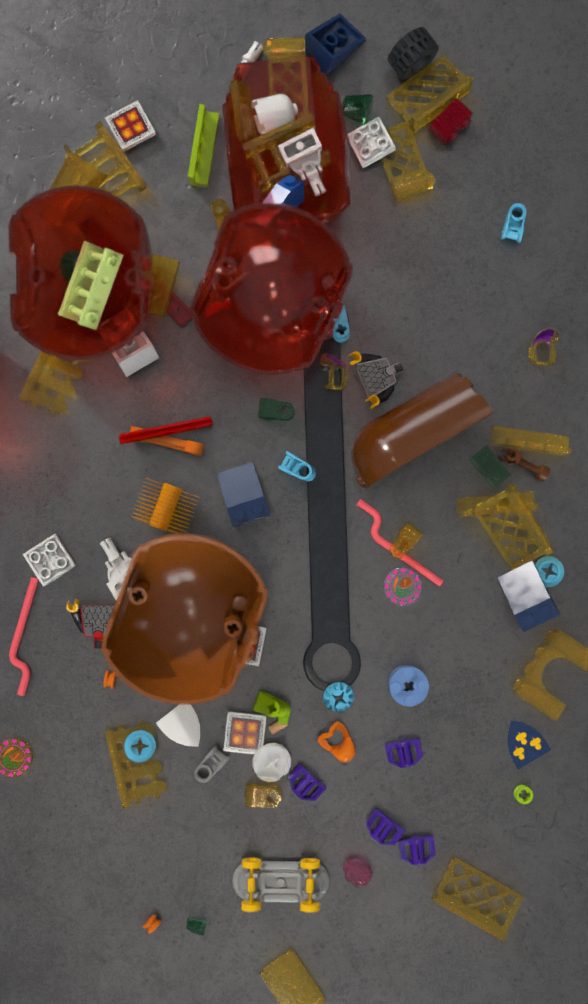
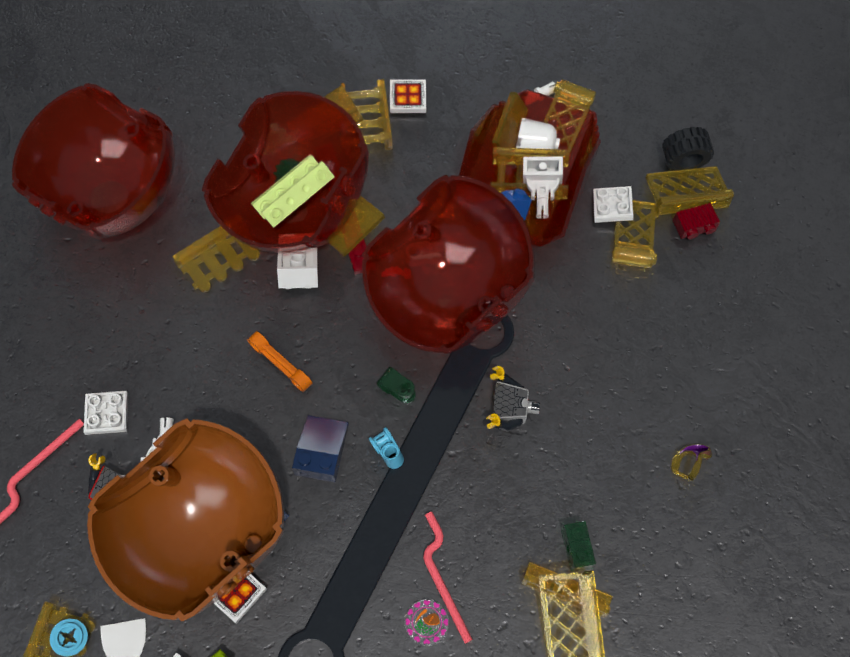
camera: 25 degrees right, 20 degrees down
(109, 679) = (84, 555): orange bush -> none
(164, 508) = (242, 411): light orange piece -> none
(165, 430) = (283, 349): red axle -> none
(203, 147) = (455, 144): lime fence -> none
(332, 43) = (619, 113): dark blue slope -> none
(333, 362) = (472, 368): clear yellow piece -> none
(341, 323) = (500, 337): medium azure piece -> none
(357, 107) = (616, 172): clear green slope -> none
(405, 540) = (454, 575): clear yellow piece -> none
(416, 427) = (523, 466): reddish brown panel -> none
(513, 226) = (714, 336): medium azure piece -> none
(516, 458) = (606, 550): reddish brown bar -> none
(530, 441) = (634, 545): clear yellow fence -> none

